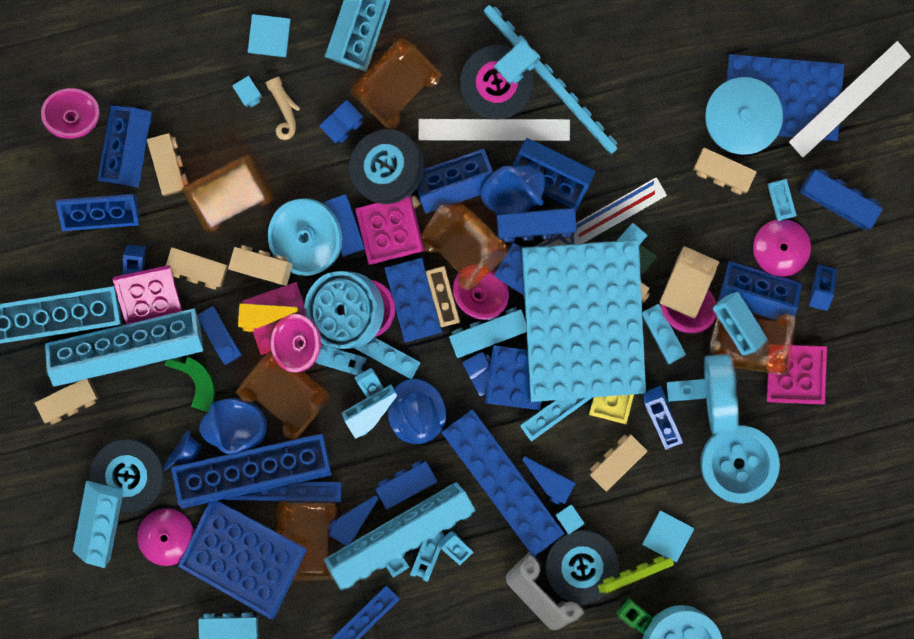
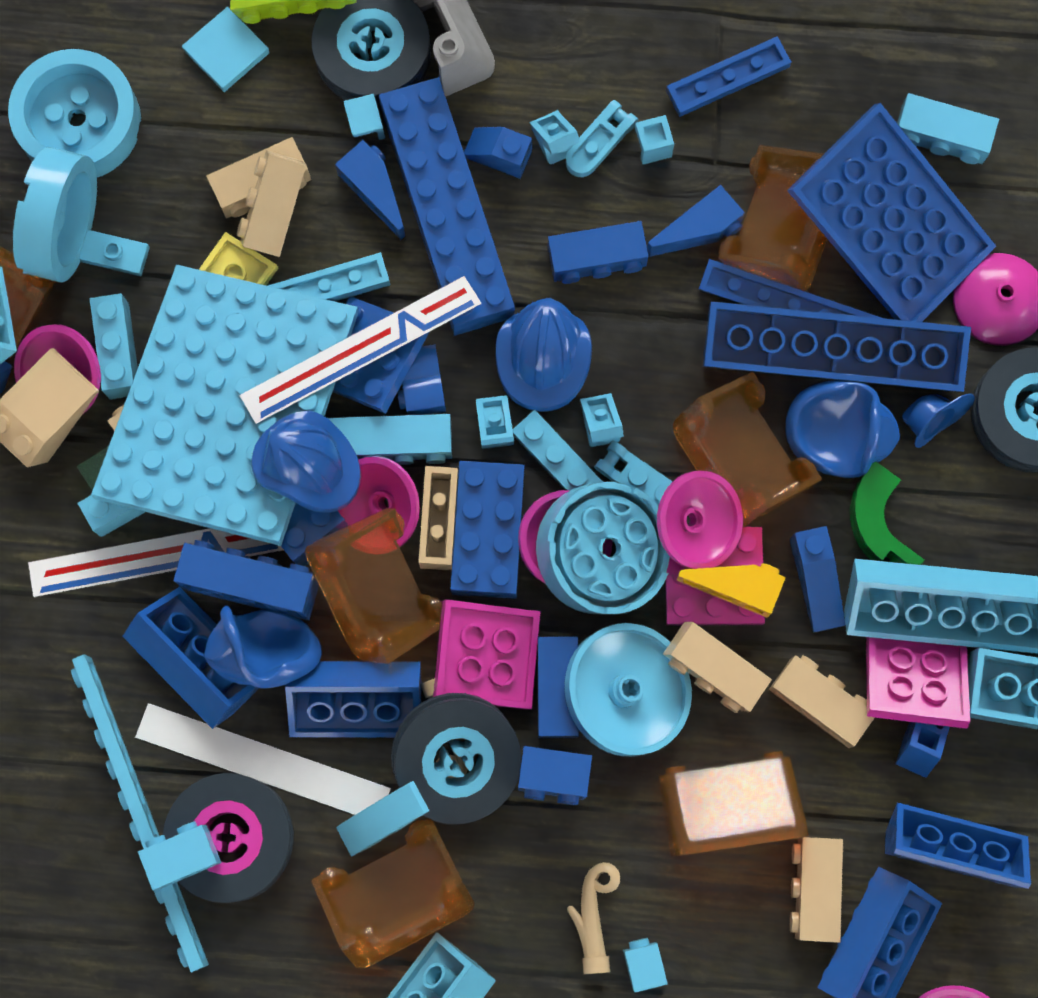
camera: 160 degrees left, 10 degrees down
(329, 174) = (554, 774): none -> blue brick
(341, 122) = (504, 860): blue brick -> none
(365, 414) = (620, 378): slope -> none
(399, 535) = (636, 170): medium azure brick -> none
(414, 120) = (382, 818): none -> medium azure slope
(431, 363) = (494, 422): none -> medium azure slope
(485, 527) = (500, 149): none -> blue slope
(518, 375) = (359, 349): none -> white sticker
(524, 298) = (307, 462): none -> blue piece
(602, 446) = (271, 203): none -> tan brick
(662, 417) = (164, 222): blue slope -> none

